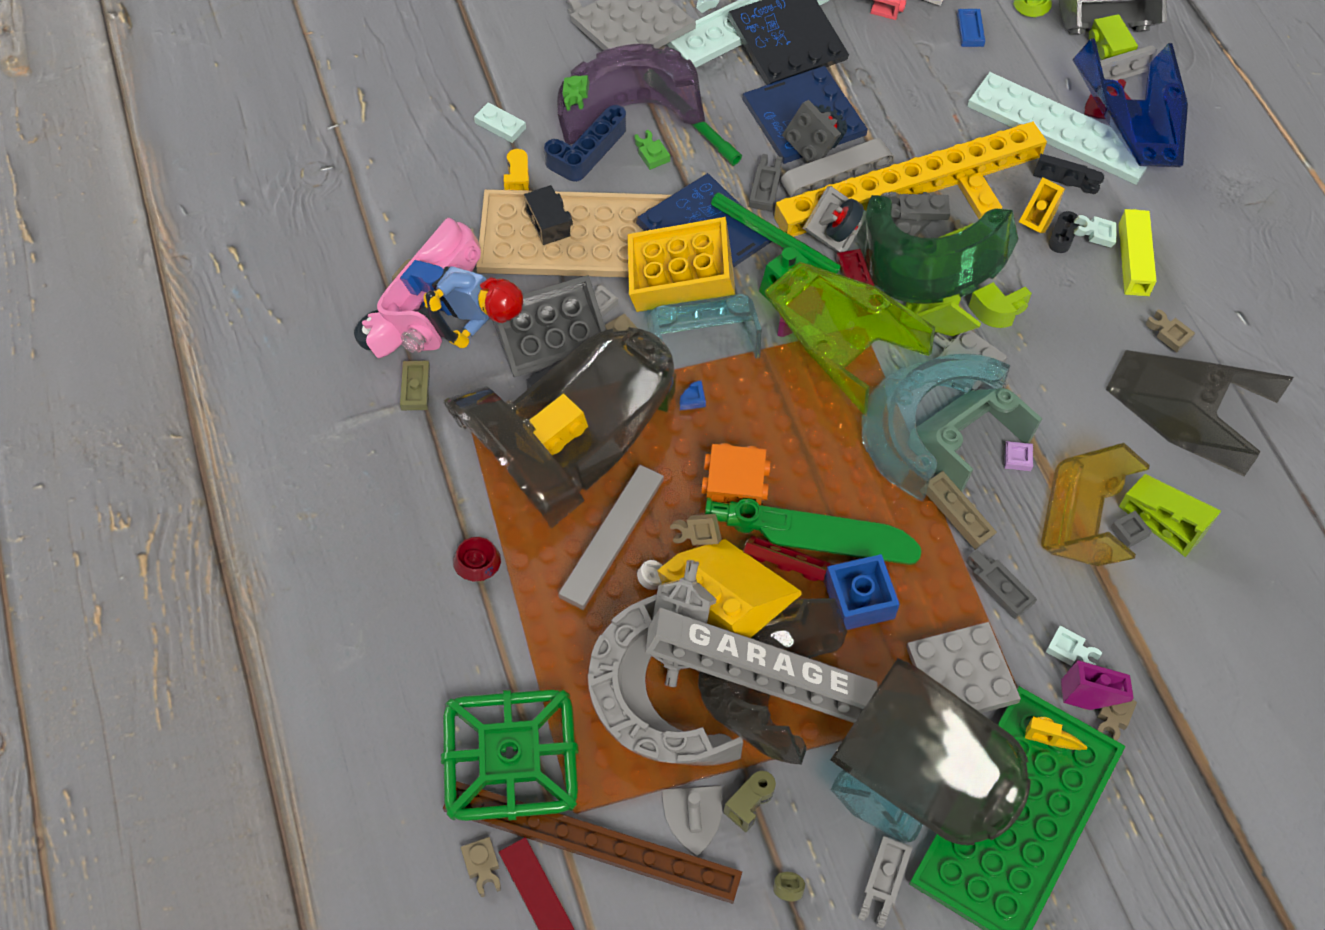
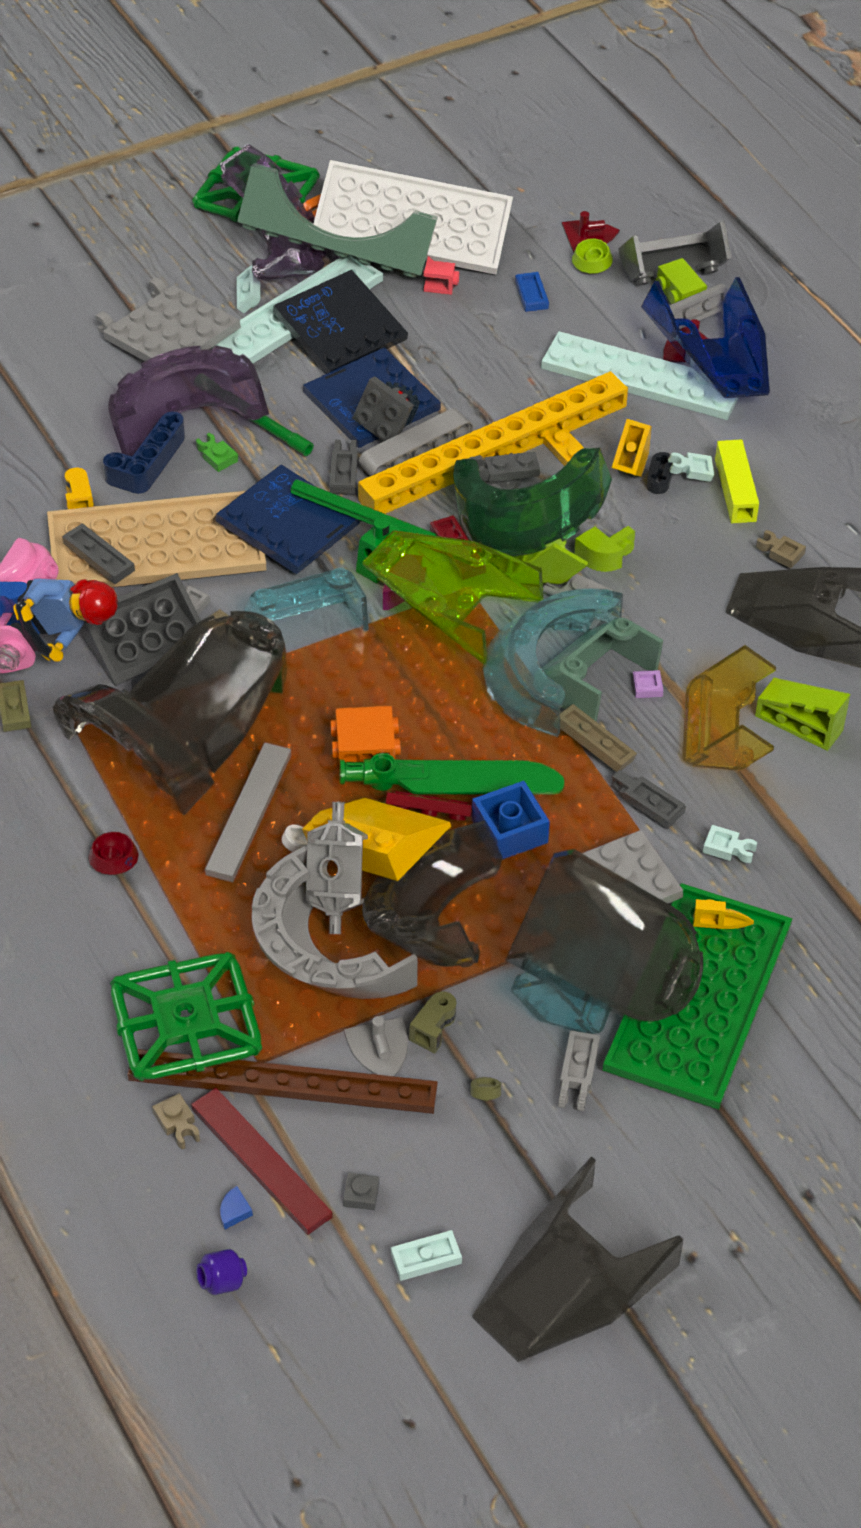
camera: 10 degrees left, 10 degrees down
(500, 122) = (48, 446): light aqua plate -> none
(522, 241) = (98, 553): none -> dark grey plate
(548, 214) = (121, 524): black brick -> none
(559, 424) = (179, 709): yellow brick -> none
(574, 90) = (127, 400): bright green plate -> none
(680, 264) = (269, 550): yellow slope -> none
(693, 397) = (307, 675): blue tile -> none
(700, 528) = (337, 788): dark tan plate -> none
(758, 665) = (416, 889): light grey brick -> none
(835, 220) = (423, 489): light grey plate -> none
(1069, 173) = (658, 416): black hinge -> none
(1095, 686) = (754, 871): magenta slope -> none
(1116, 717) = (779, 894): dark tan plate -> none
(1131, 529) = (771, 730): dark grey plate -> none

